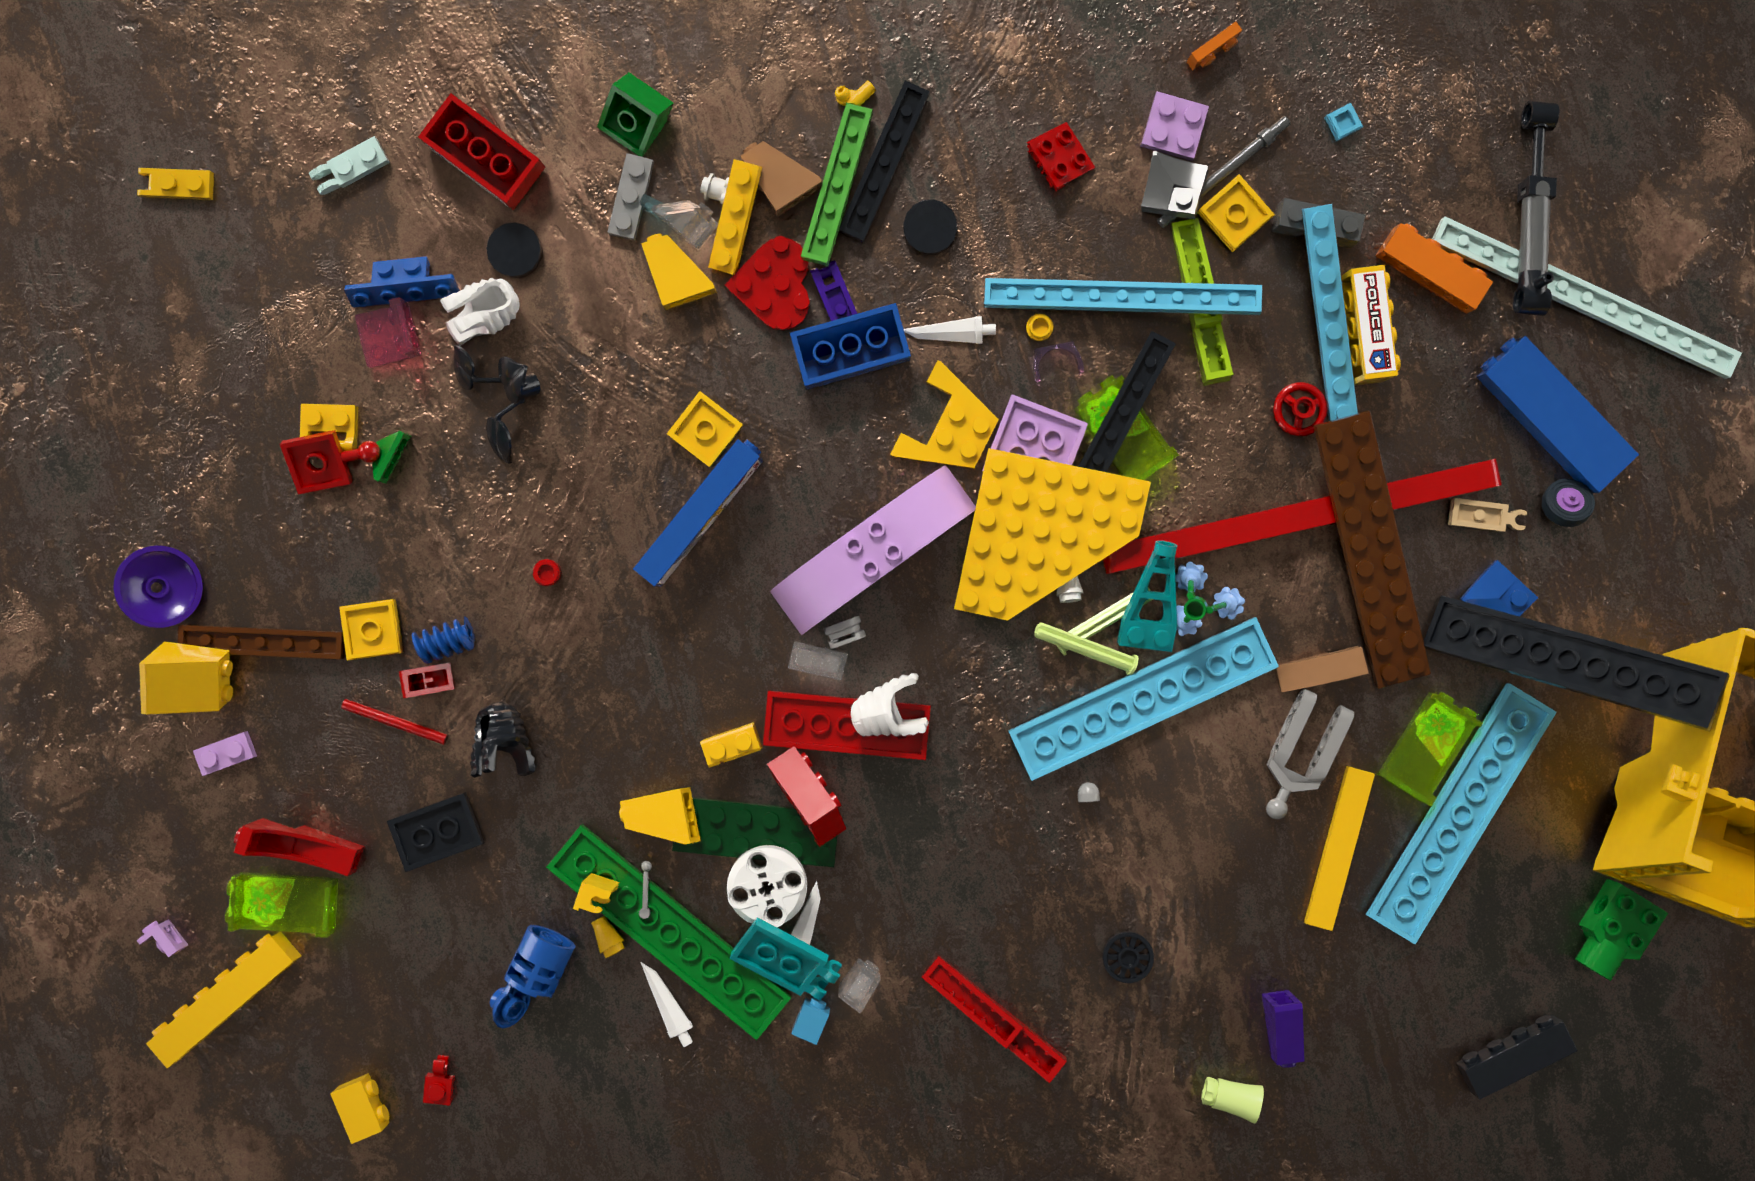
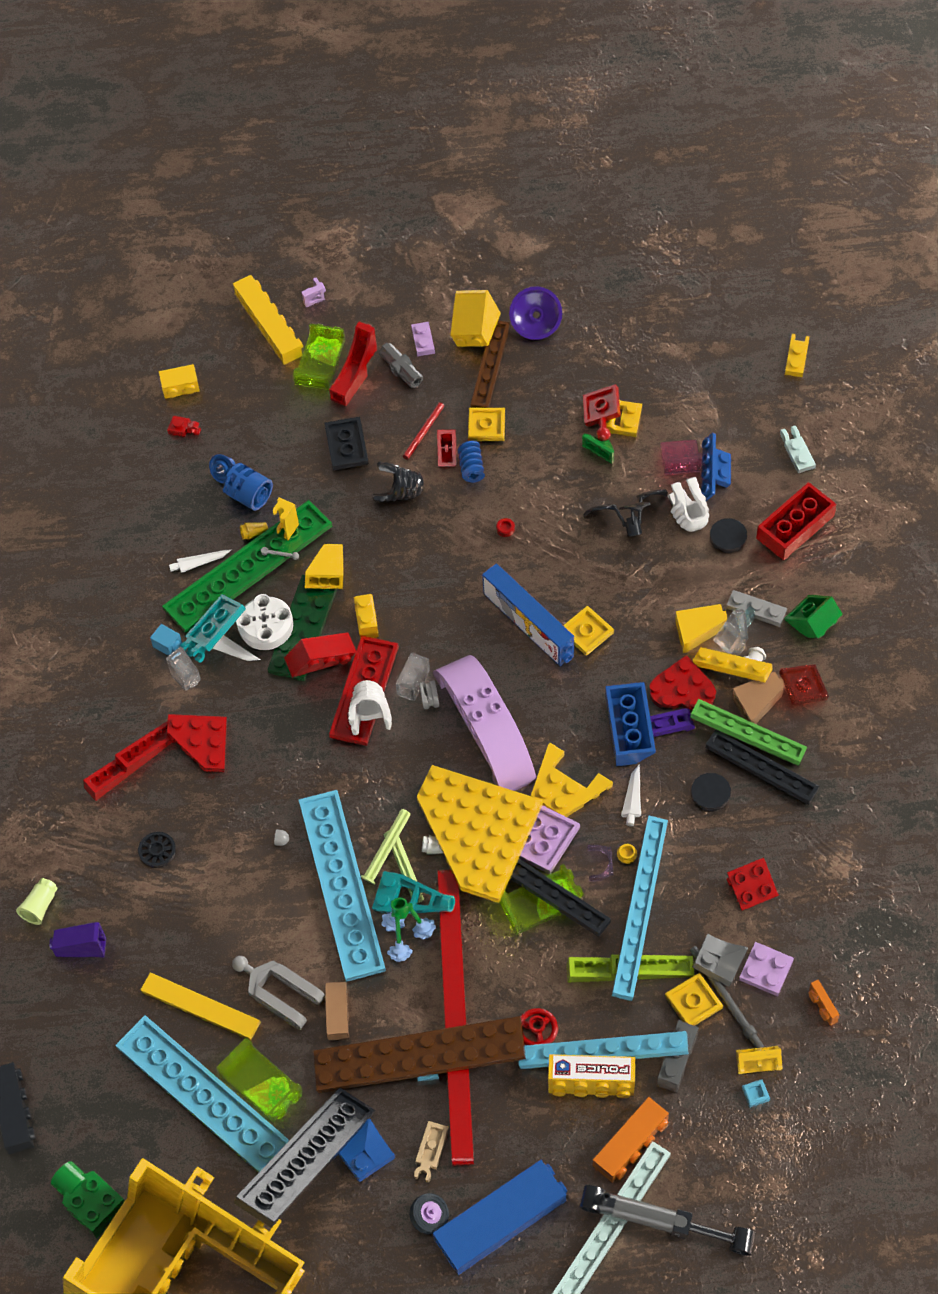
camera: 100 degrees right, 30 degrees down
(281, 777) = (400, 365): none -> dark grey piece
(747, 117) = (803, 684): none -> clear red plate
(854, 97) = (811, 755): yellow arm -> none
(956, 936) = (200, 739): none -> red plate
(1302, 120) = (759, 1059): none -> yellow hinge

